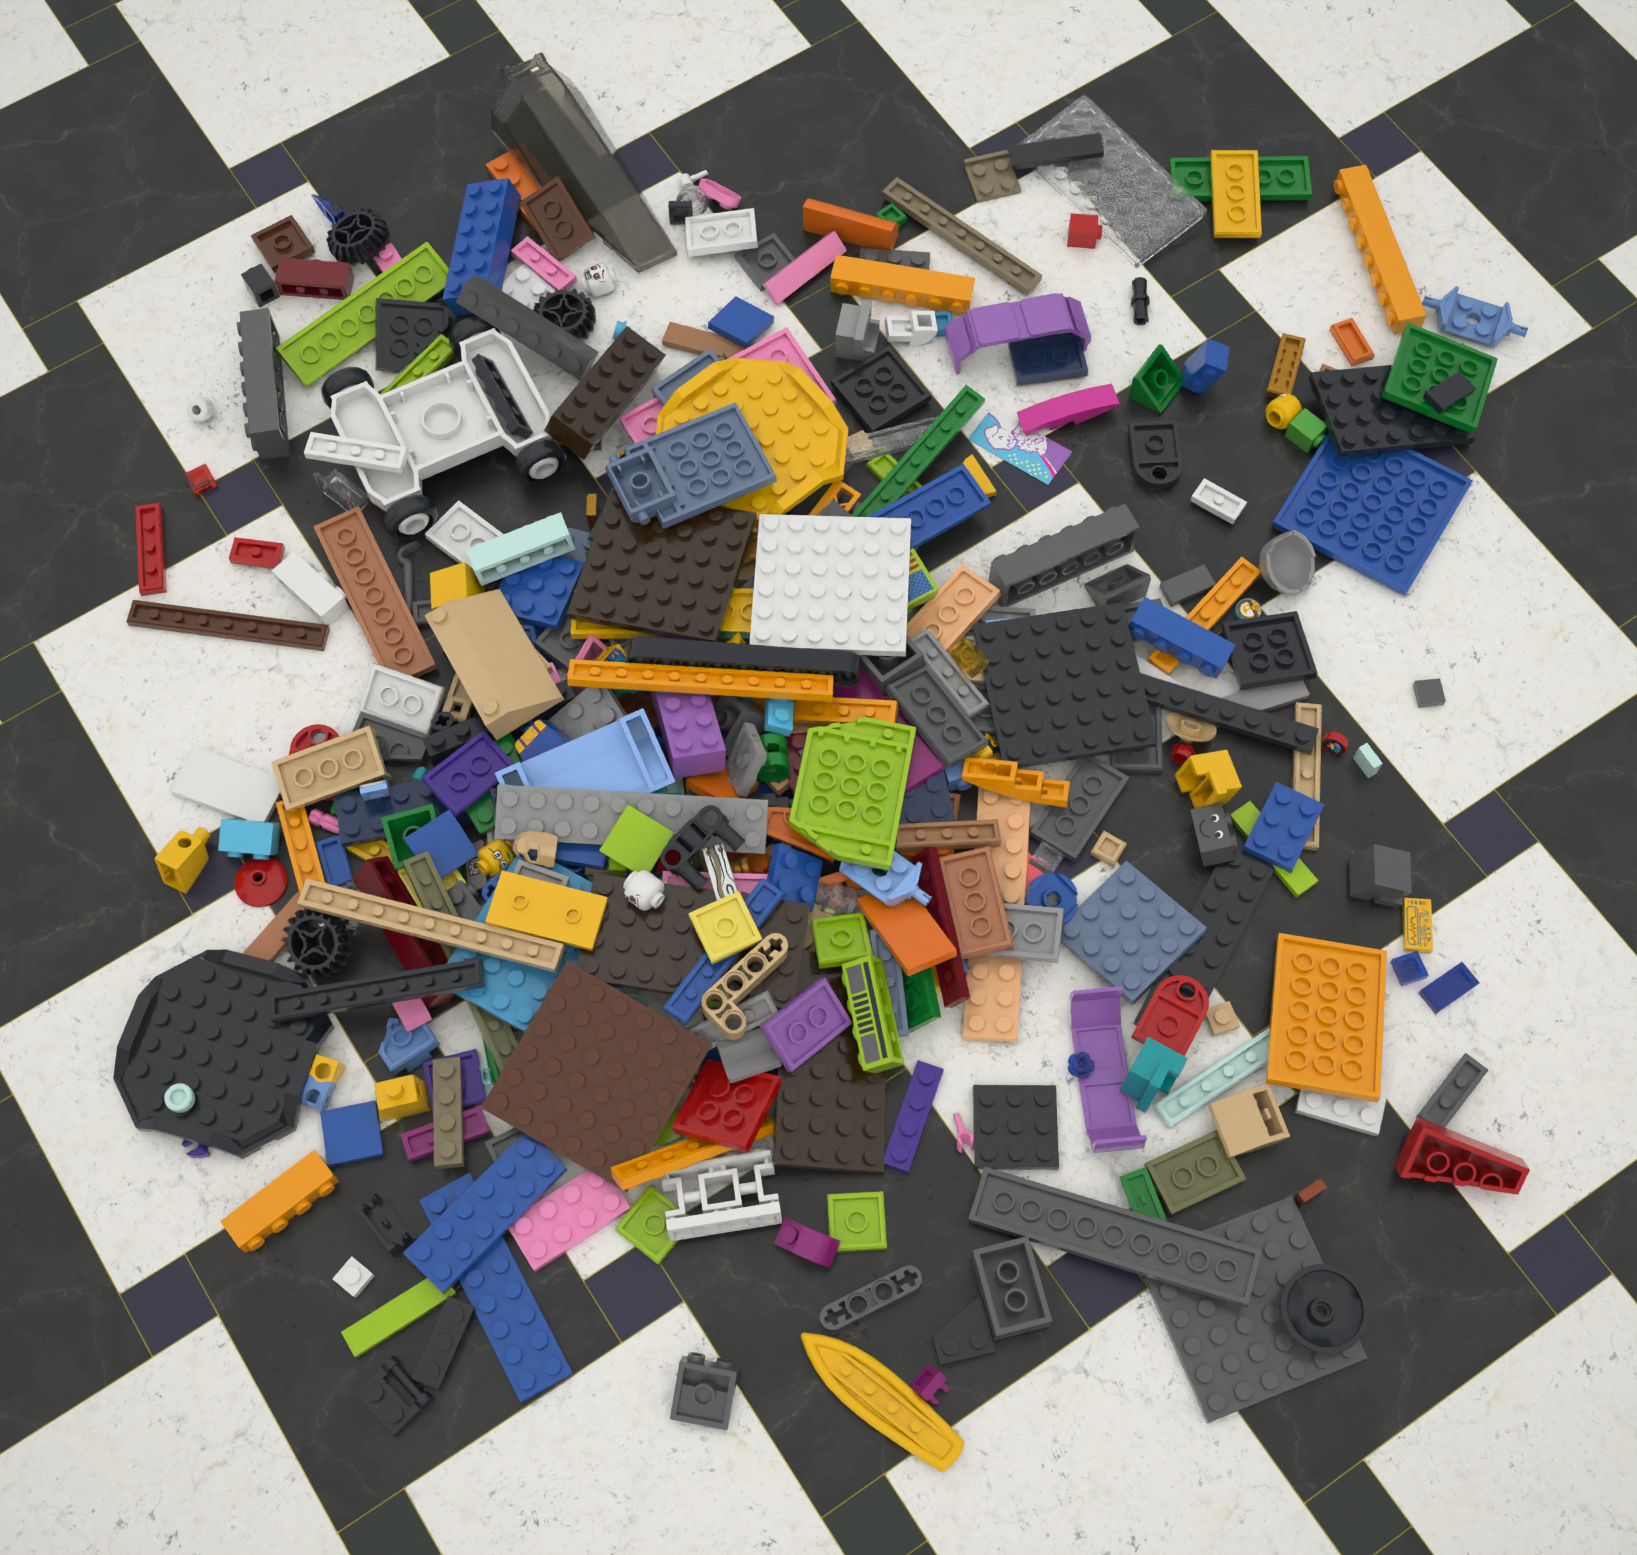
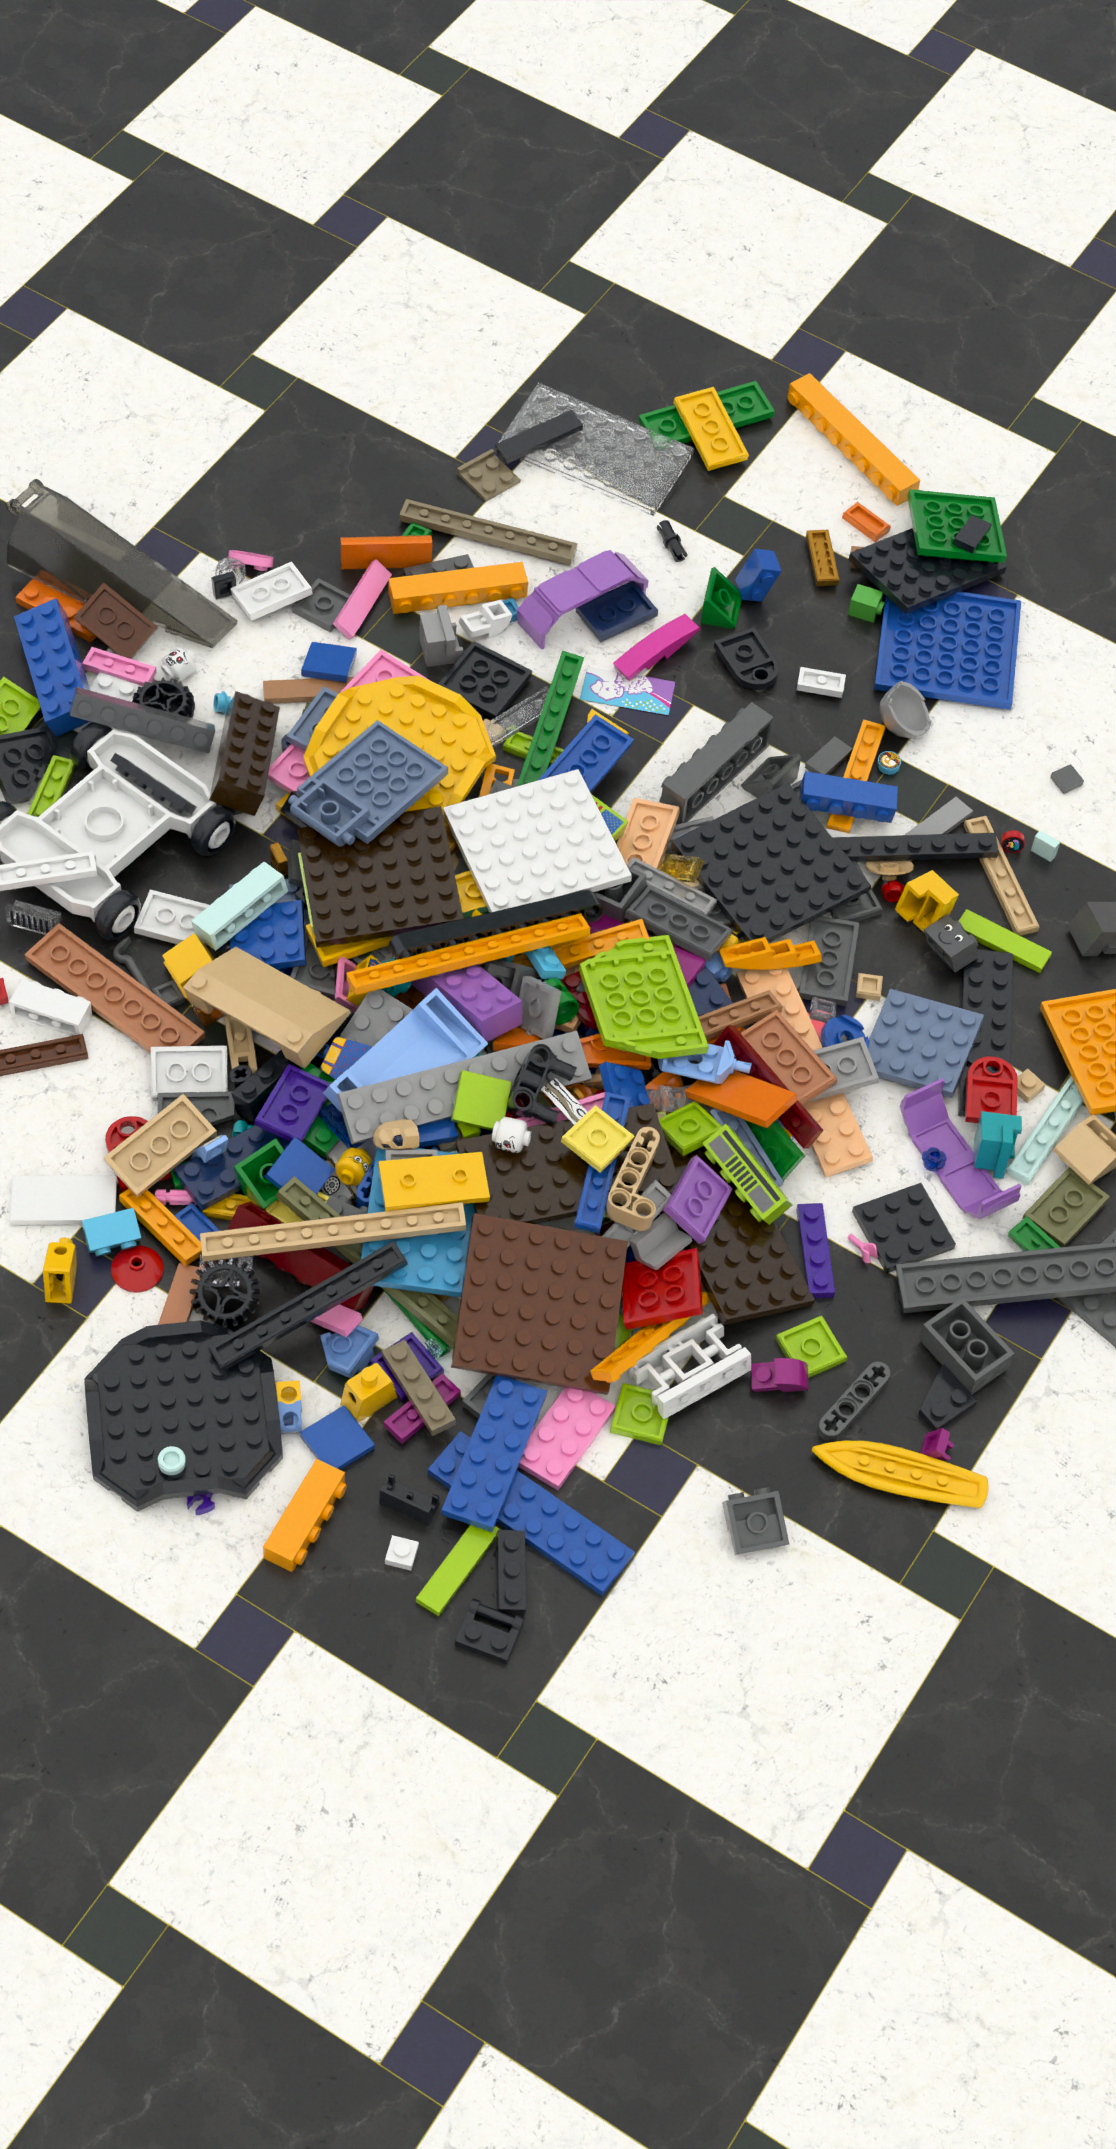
camera: 30 degrees left, 10 degrees down
(687, 180) = (214, 557): white hand -> none
(1083, 231) = (594, 497): red brick -> none
(1269, 650) = (925, 785): black plate -> none
(1282, 410) = (839, 593): yellow head -> none
(1283, 827) = (1004, 919): blue plate -> none
(1492, 320) = (974, 472): medium blue plate -> none

